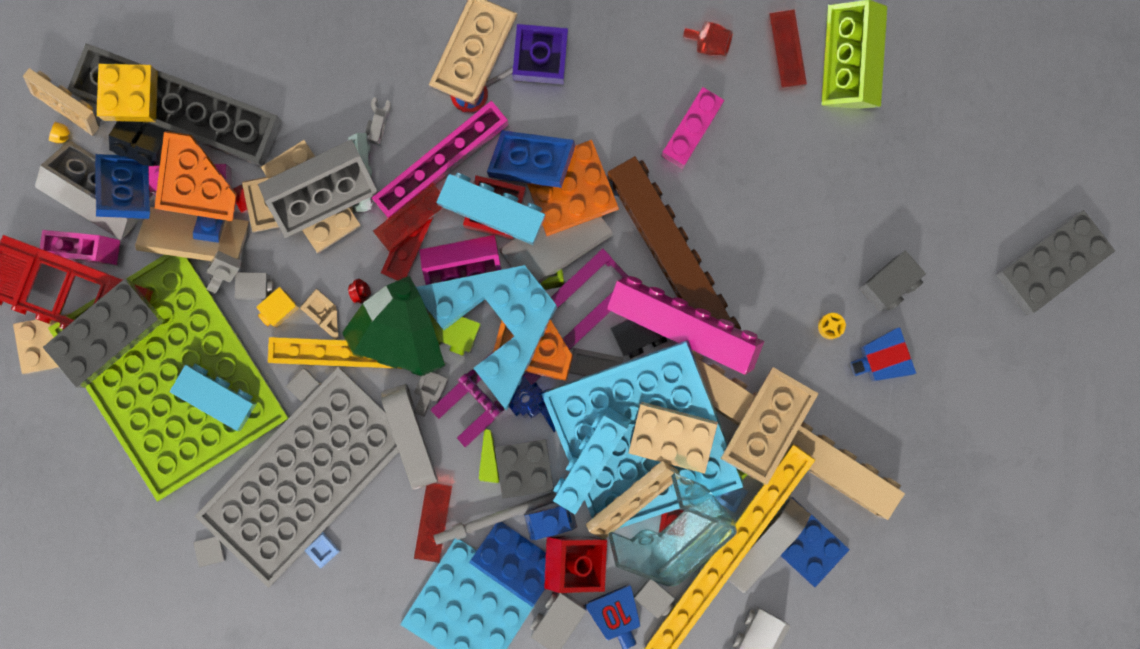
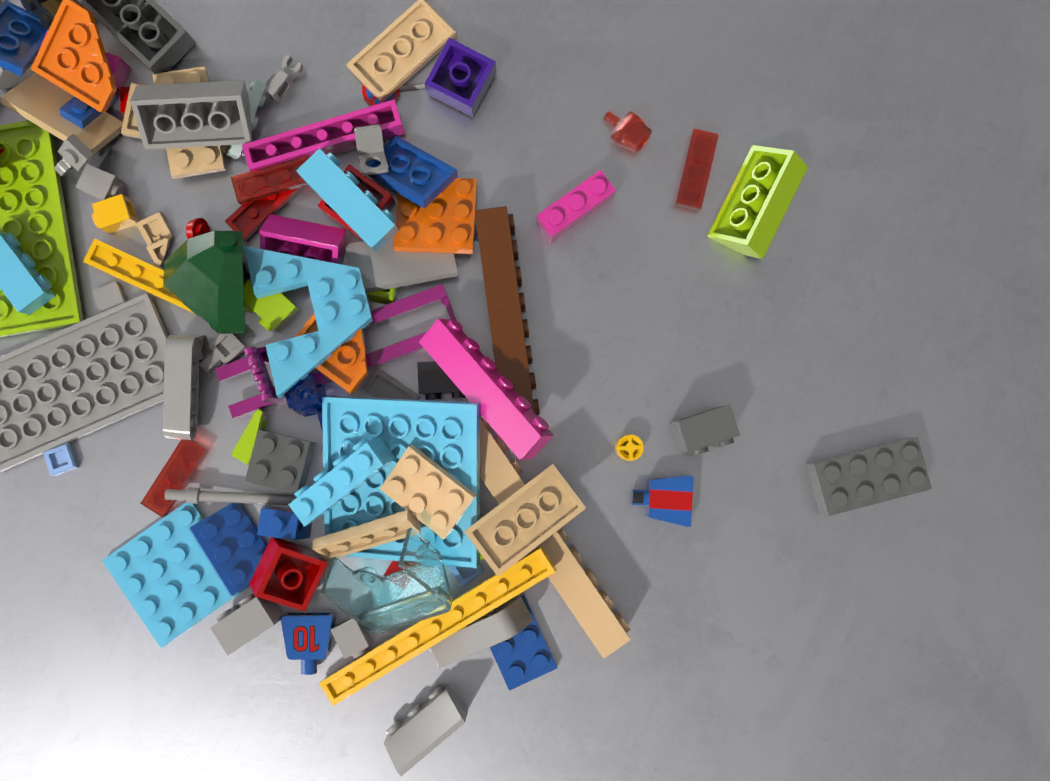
camera: 20 degrees right, 0 degrees up
(487, 151) = (370, 147): none -> light grey bracket

